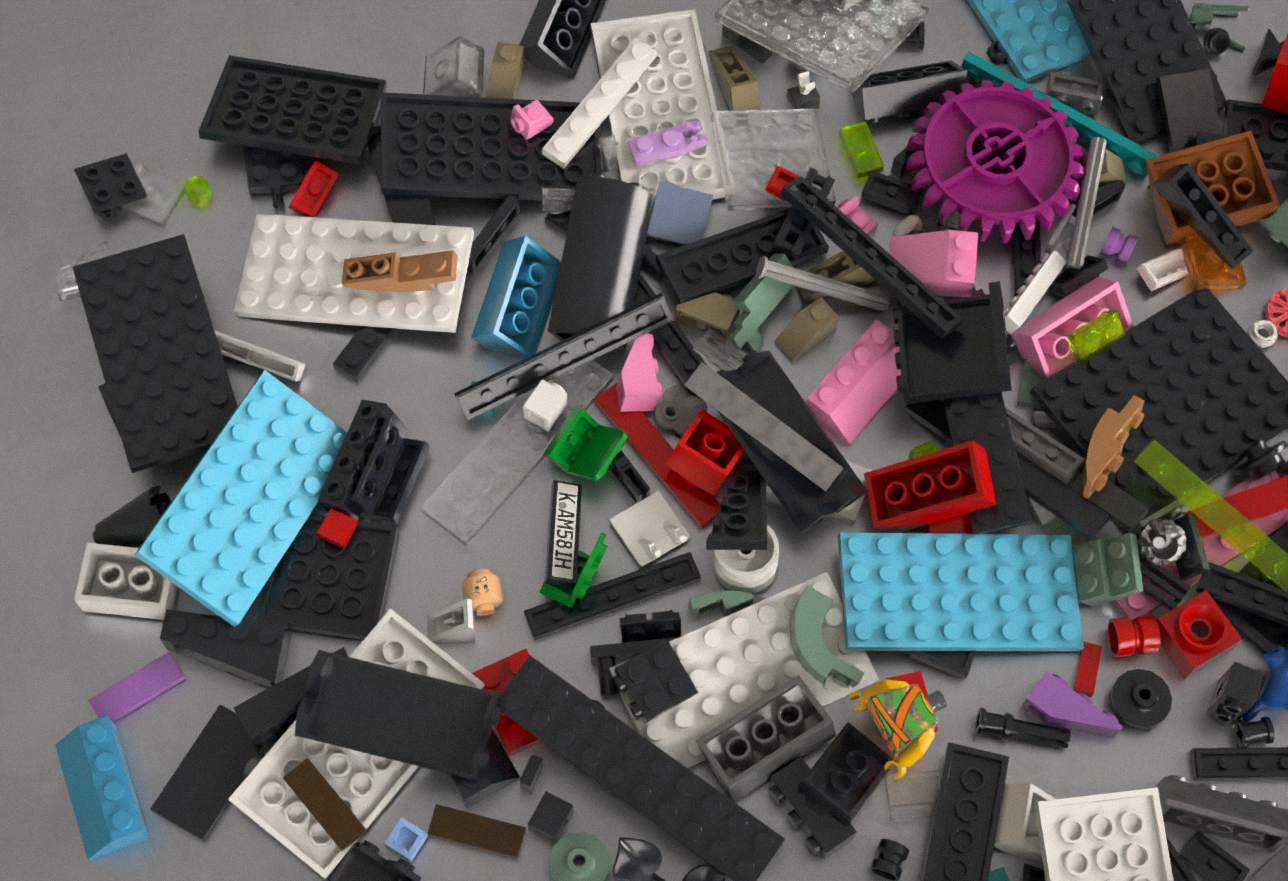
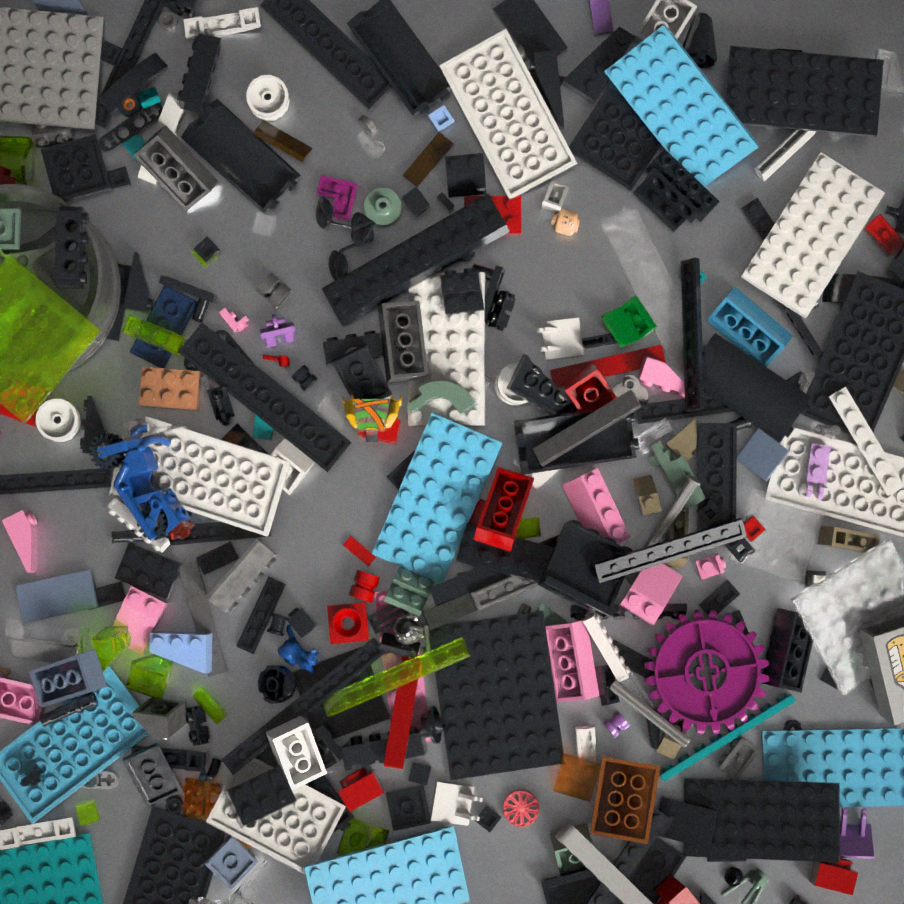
camera: 115 degrees right, 20 degrees up
(325, 804) = (478, 80): dark brown tile -> none
(337, 528) = (643, 154): red tile -> none
(398, 715) = (507, 137): black cylinder -> none
(399, 274) = (792, 256): medium nougat slope -> none
(530, 119) = (871, 389): bright pink bracket -> none
(545, 404) = (666, 309): white brick -> none
(563, 534) = (580, 284): tile -> none
(586, 570) = (553, 276): green bracket -> none
(614, 595) = (531, 298): black tile -> none
(727, 601) = (494, 361): sand green slope -> none
(861, 149) = (759, 596): clear neon green plate -> none
(909, 224) = (691, 595): white arm -> none
(1007, 727) = (347, 483): black pin -> none
(1063, 708) = (345, 519): medium lavender slope -> none
(1096, 335) = (559, 670): clear neon green plate -> none
(1107, 444) = (478, 623): medium nougat slope -> none
(1132, 707) = (336, 573): black piece -> none
(1203, 213) = (603, 778): black slope -> none
(1265, 327) = (520, 785): white plate -> none

